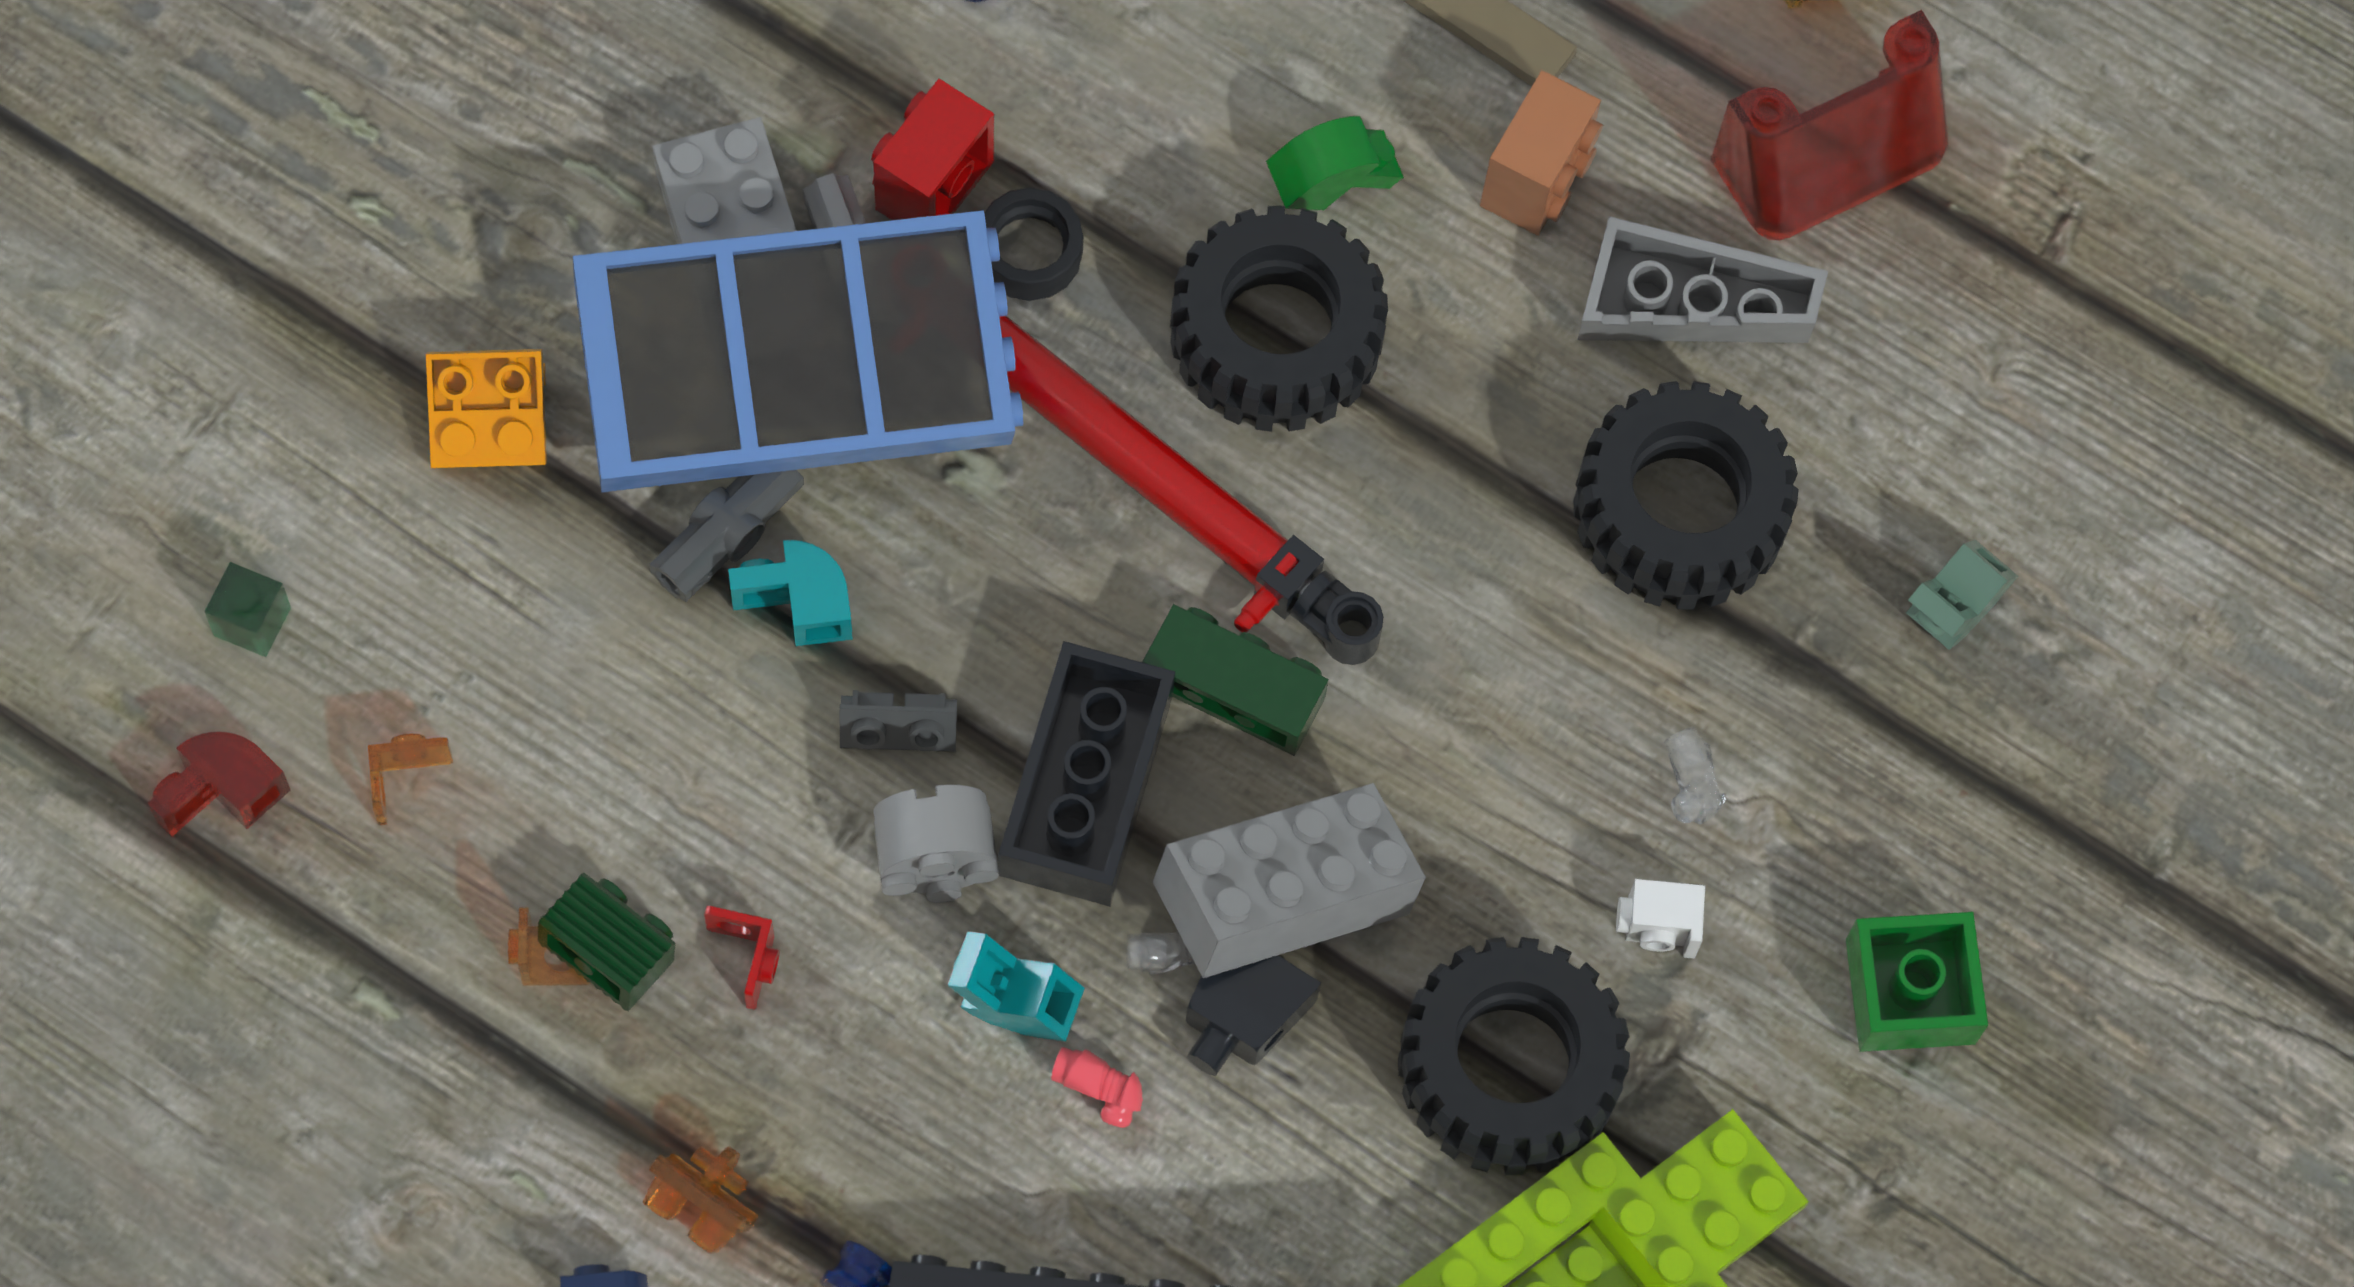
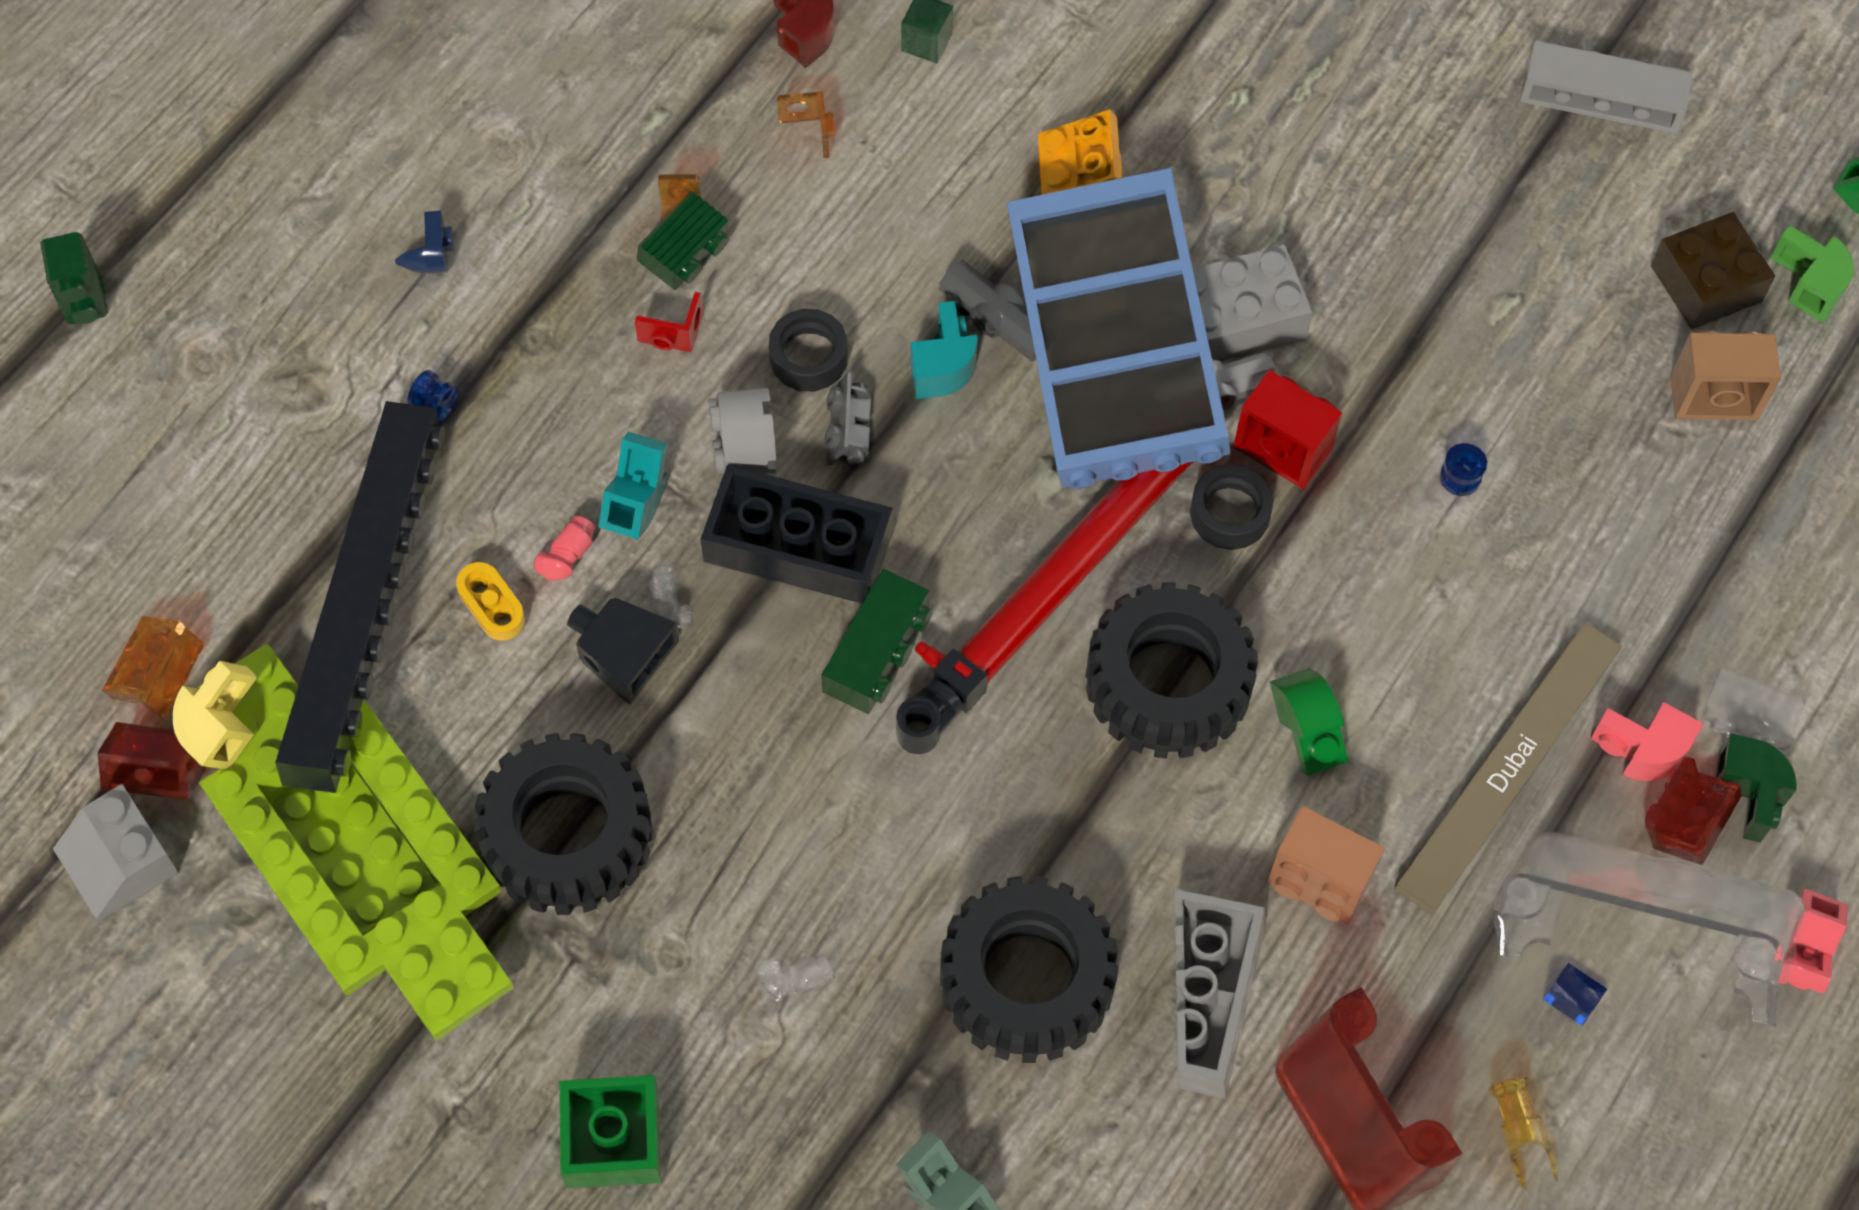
camera: 95 degrees right, 5 degrees down
(679, 1182) = (500, 302): clear orange hips -> none
(785, 729) = (808, 322): none -> black tyre
(1177, 1181) = (491, 604): none -> yellow plate
(1288, 880) = (703, 660): light grey brick -> none
(1663, 916) = (677, 946): white brick -> none

